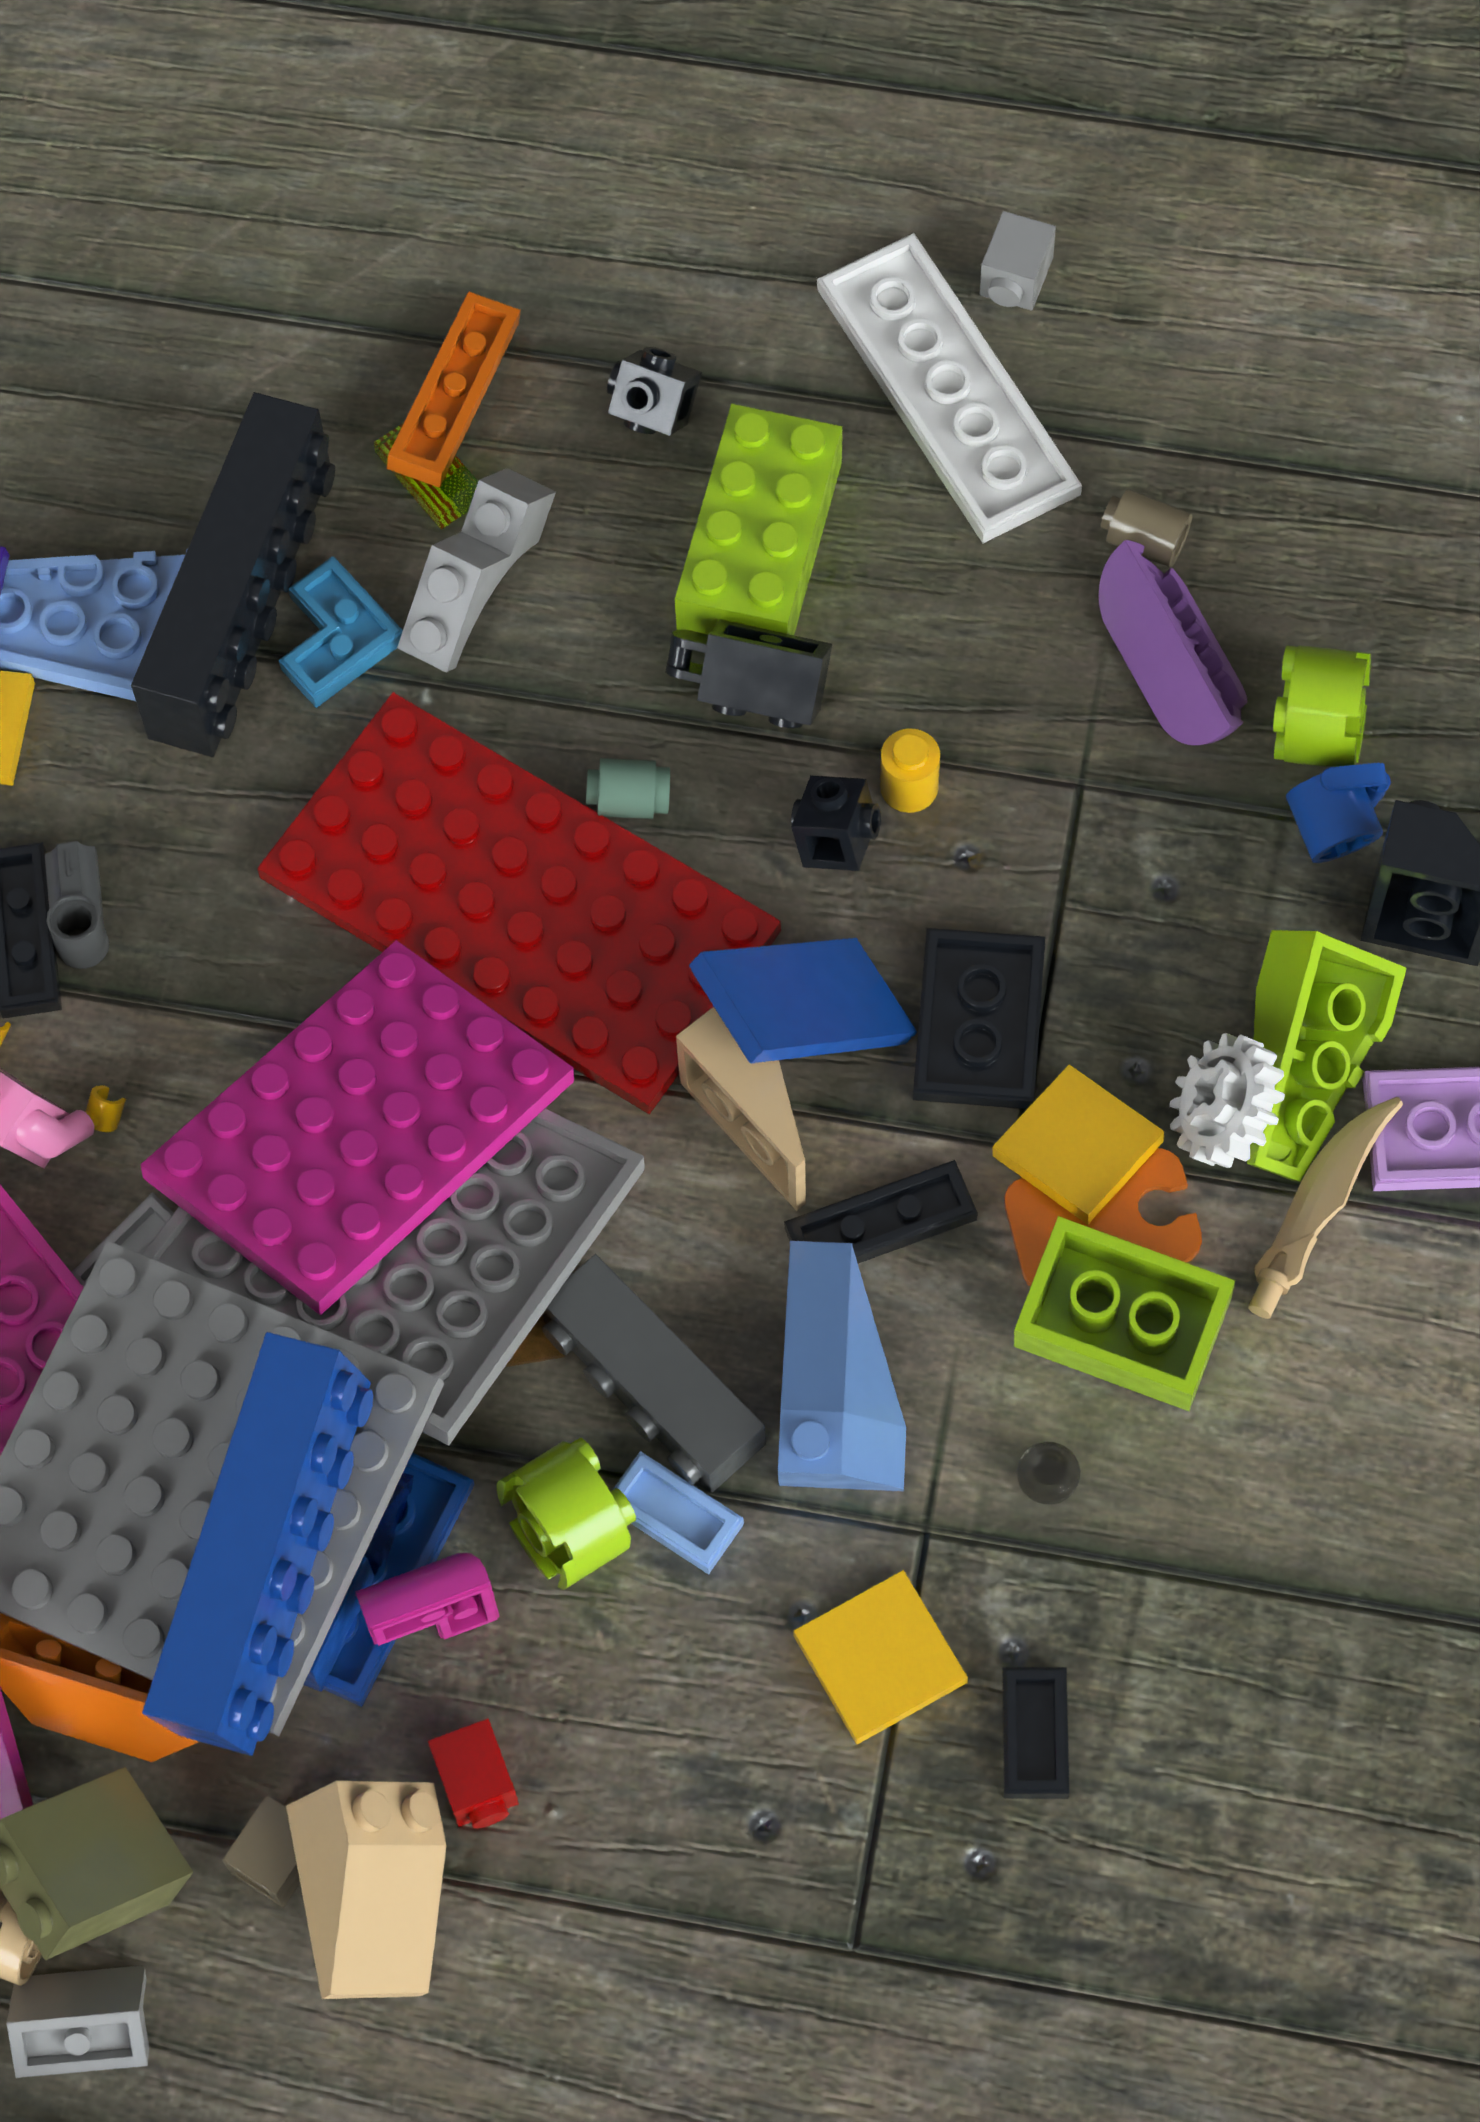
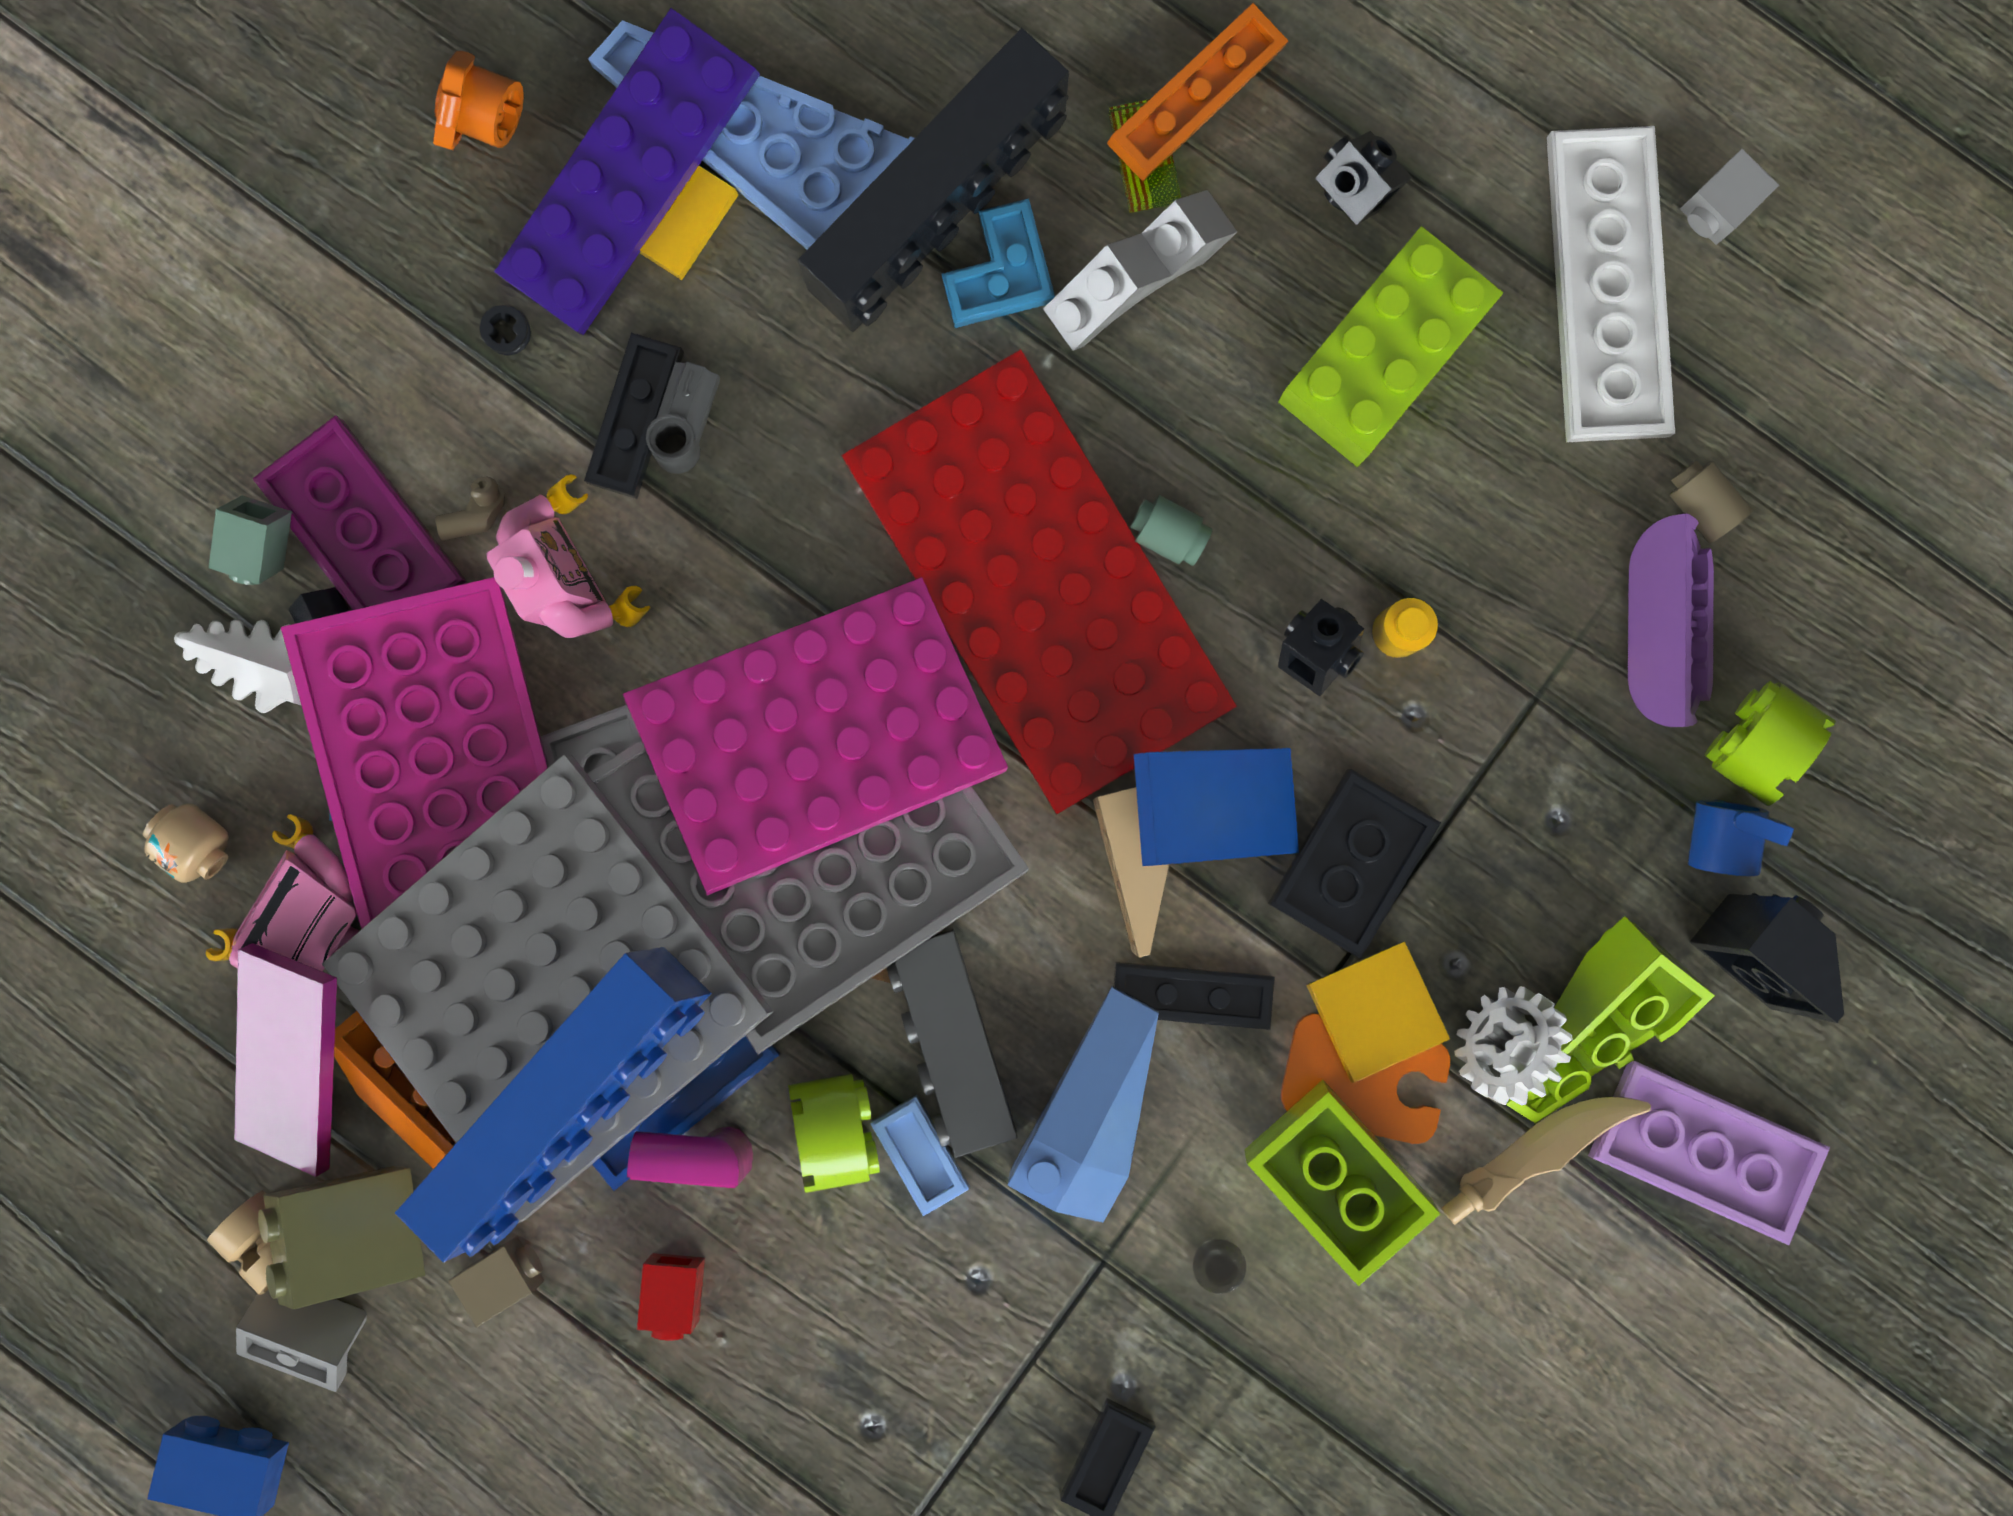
camera: 20 degrees right, 20 degrees up
(370, 1884) = (549, 1353): tan slope -> none
(754, 671) = (1321, 477): black brick -> none
(880, 1657) = (1020, 1346): yellow tile -> none

